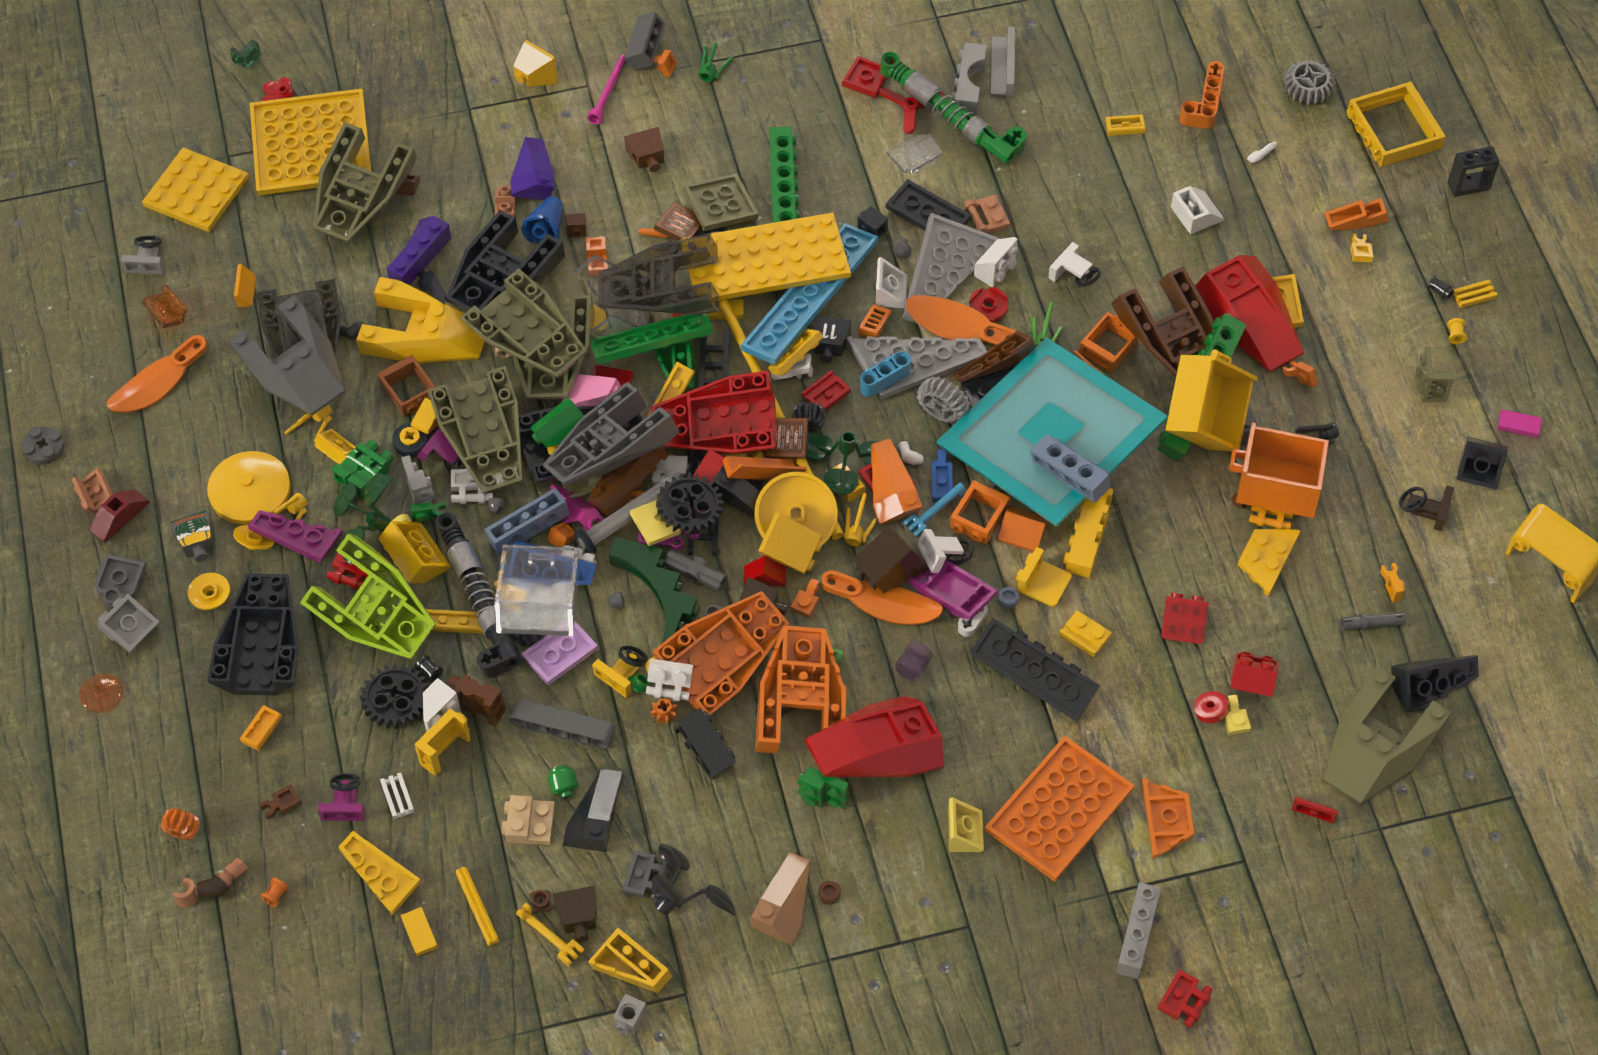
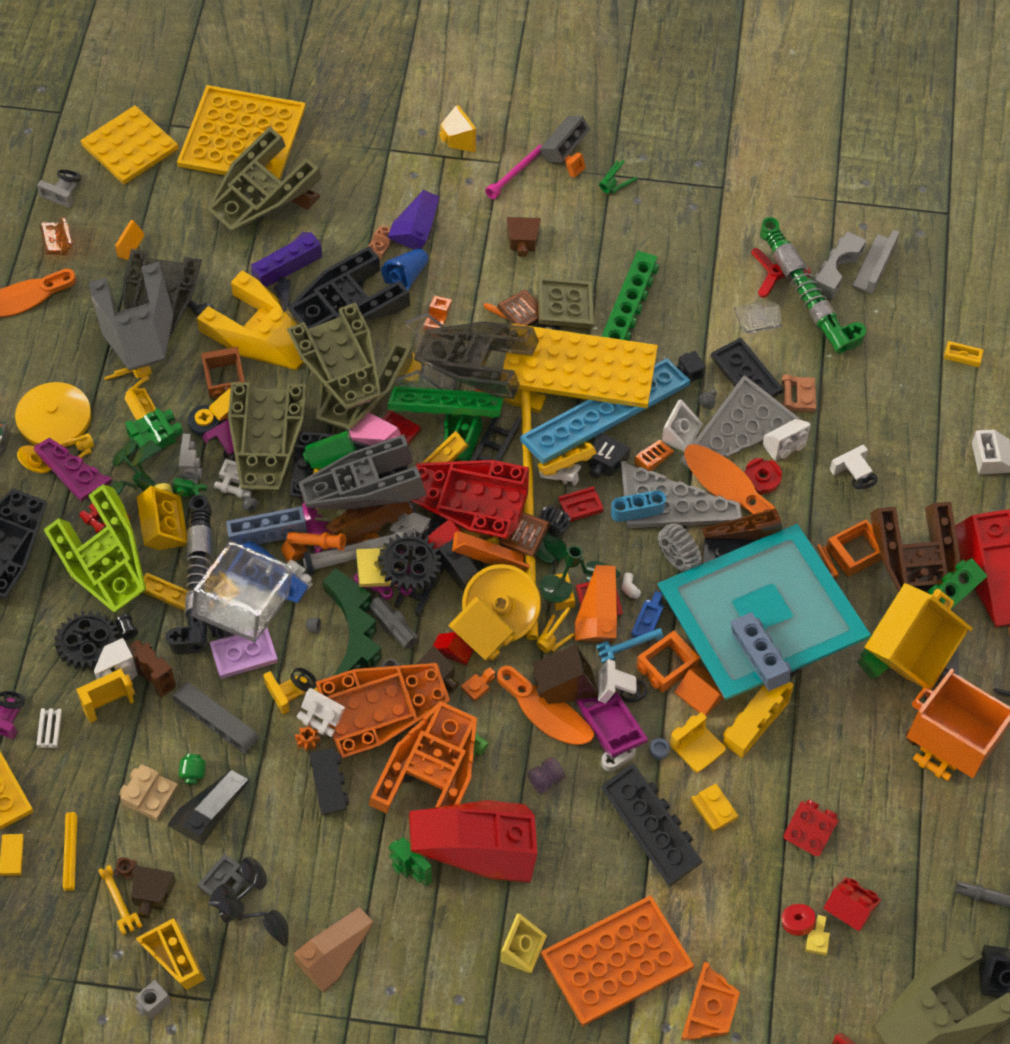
camera: 20 degrees right, 0 degrees up
(247, 55) = (223, 44): clear green bracket -> none
(278, 90) = (236, 82): red plate -> none
(576, 225) = (432, 281): reddish brown bracket -> none
(593, 513) = (324, 540): none -> orange pin
(639, 682) = (295, 705): green plate -> none
(829, 892) = (377, 957): reddish brown tile -> none
(864, 77) = (745, 233): red tile -> none
(1041, 336) = (798, 520): bright green plant -> none
(1267, 555) = (915, 797): yellow wing -> none

